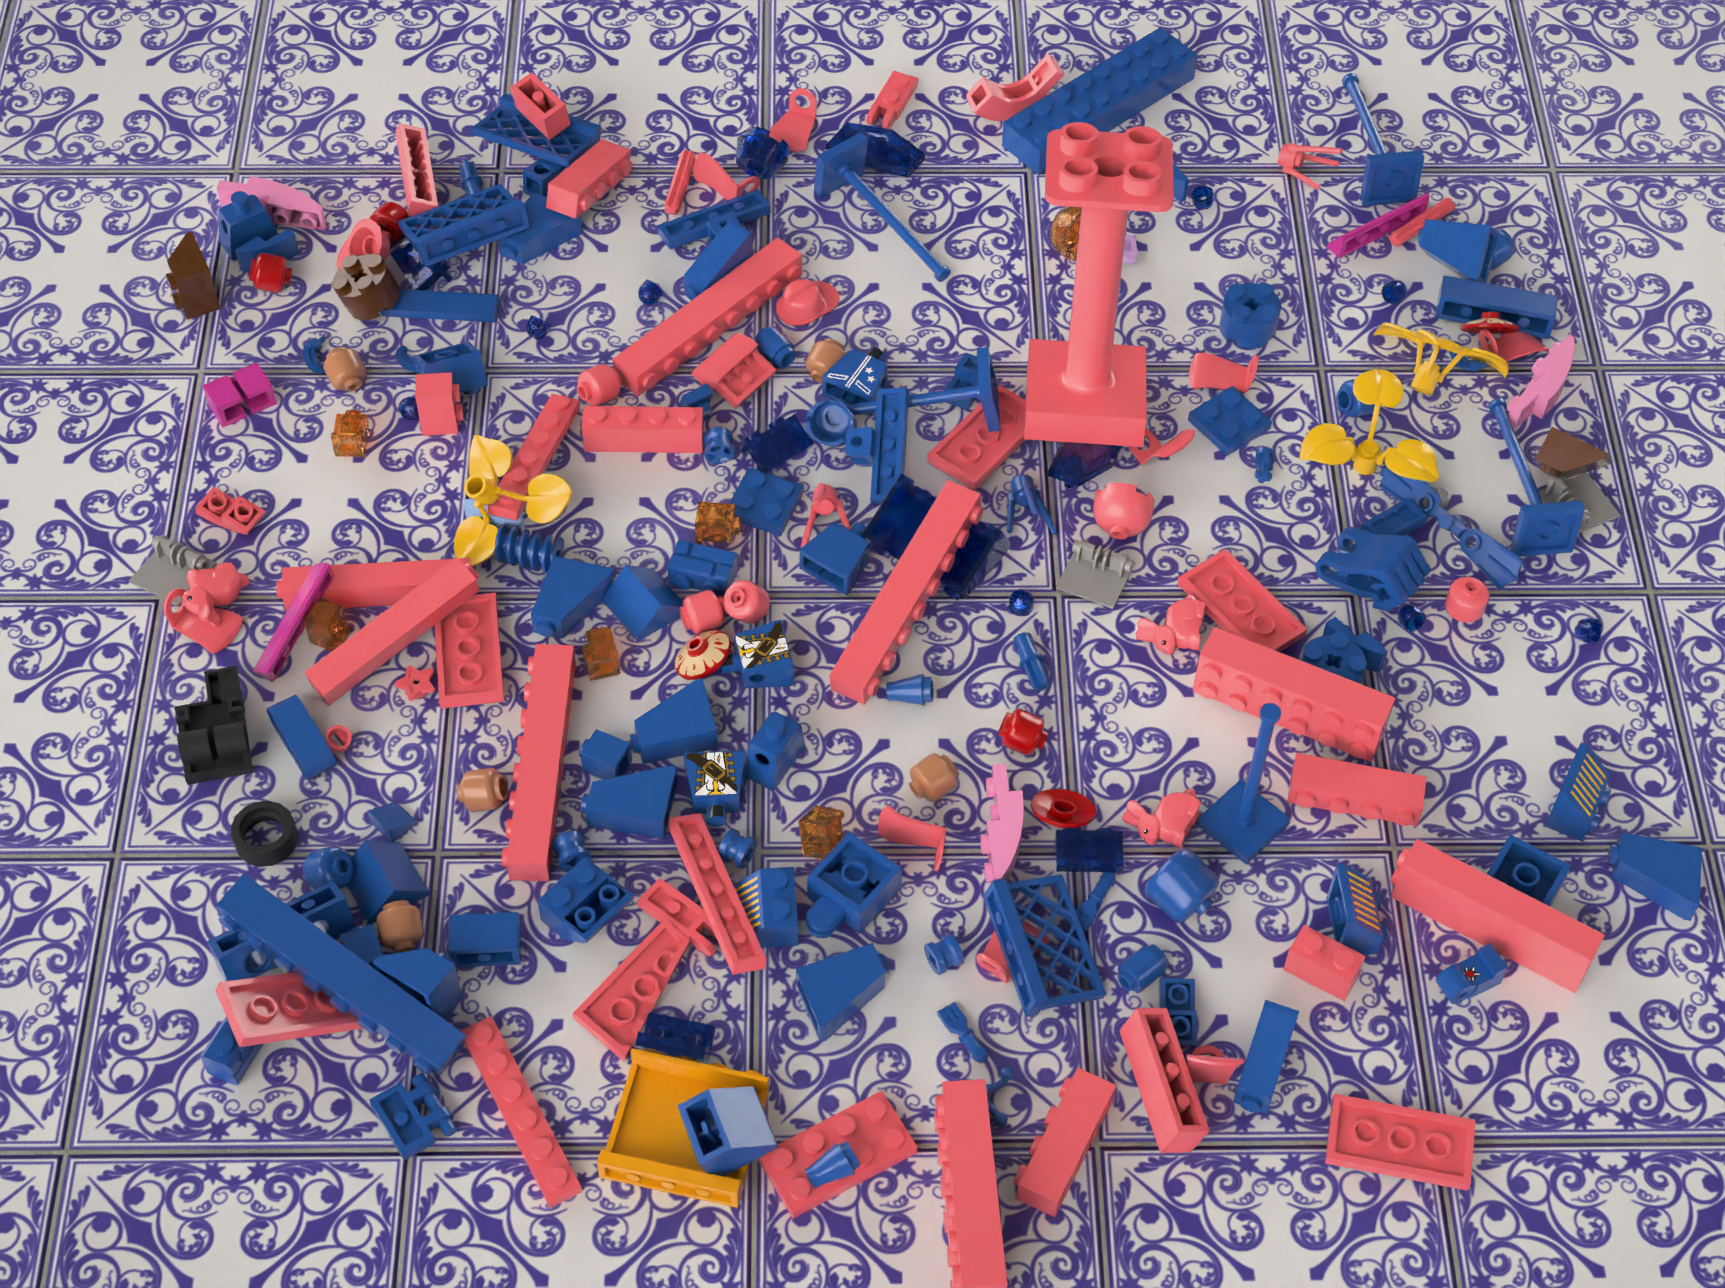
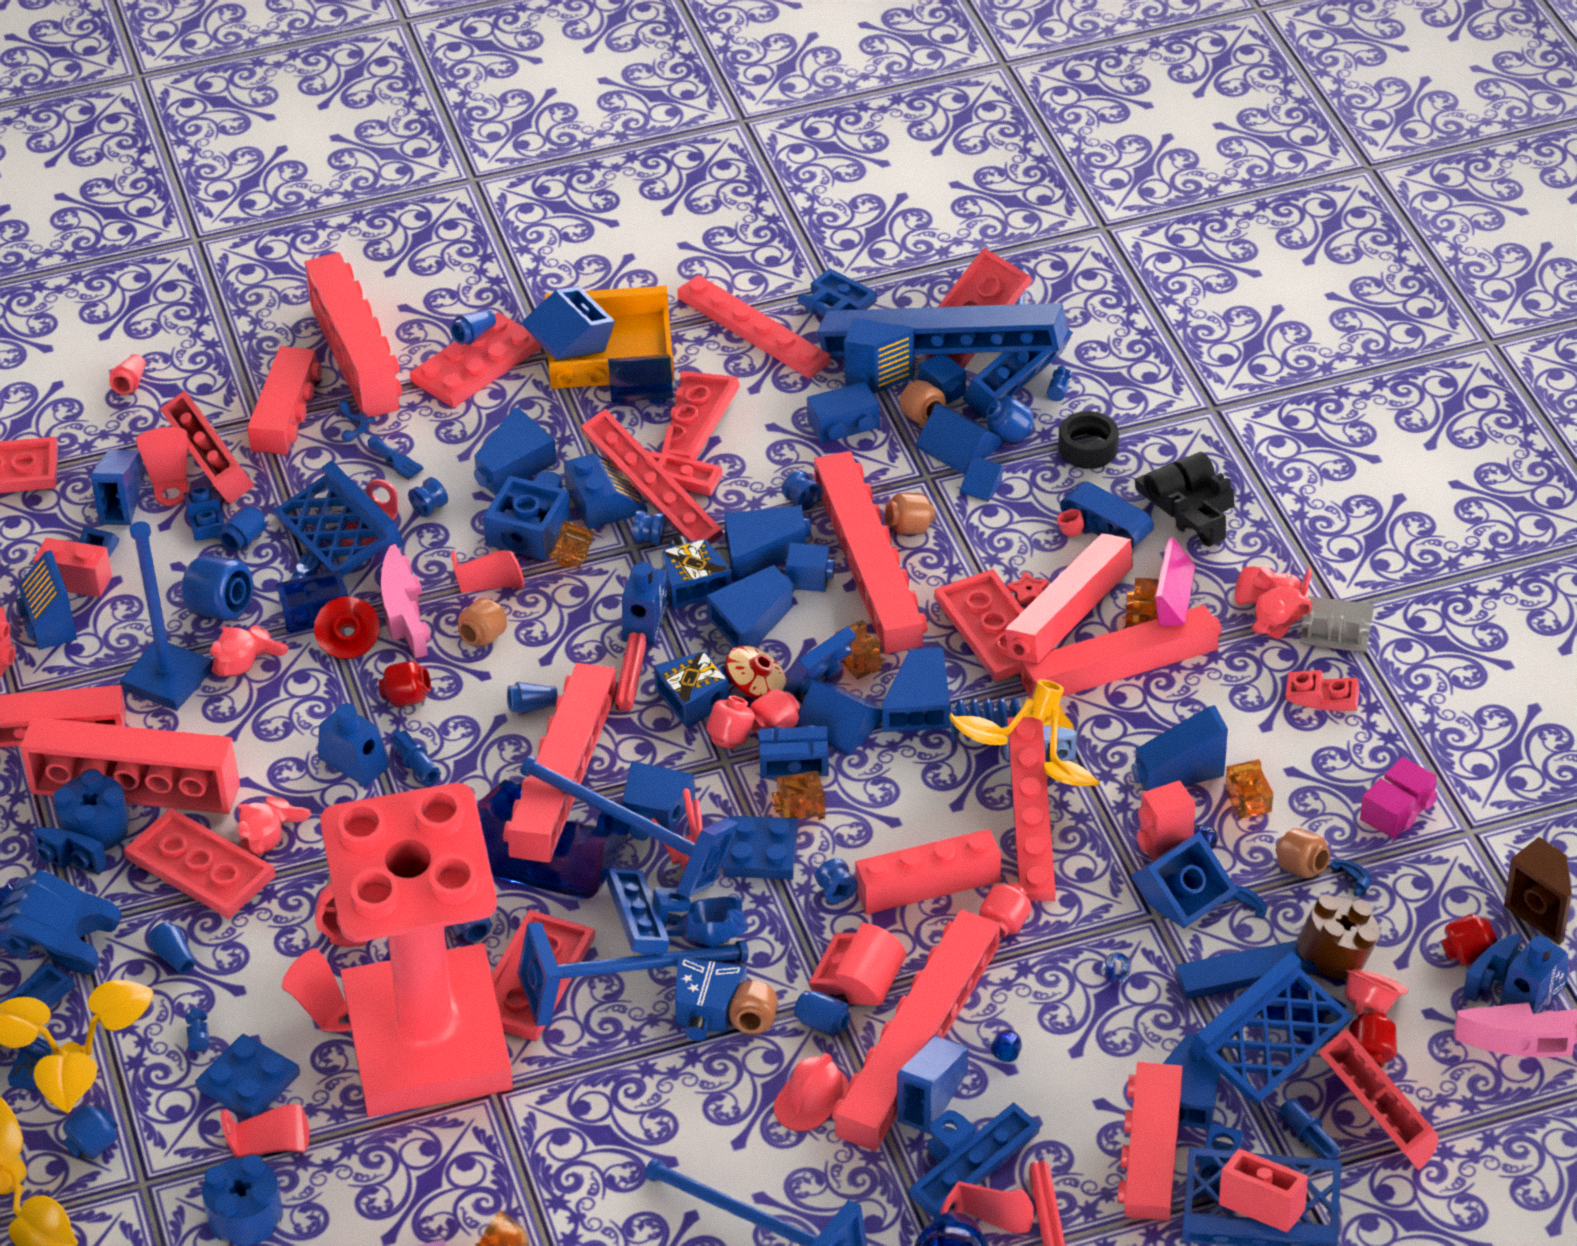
camera: 165 degrees right, 10 degrees down
(386, 465) = (1186, 752): none -> blue slope
(582, 902) = (766, 448): blue slope -> none
(646, 628) = (820, 662): none -> blue plate
(698, 398) = (885, 915): blue tile -> none
(778, 444) = (776, 901): clear blue bracket -> none
(813, 694) = (630, 671): none -> coral axle
(822, 458) = (705, 855): none -> blue tile
(964, 376) = (578, 1039): blue slope -> none
(1089, 672) = (352, 745): none -> blue torso
(1235, 1242) = (127, 375): none -> coral cone
(1277, 537) = (171, 946): none -> blue cone
(1300, 1000) = (99, 538): none -> blue slope

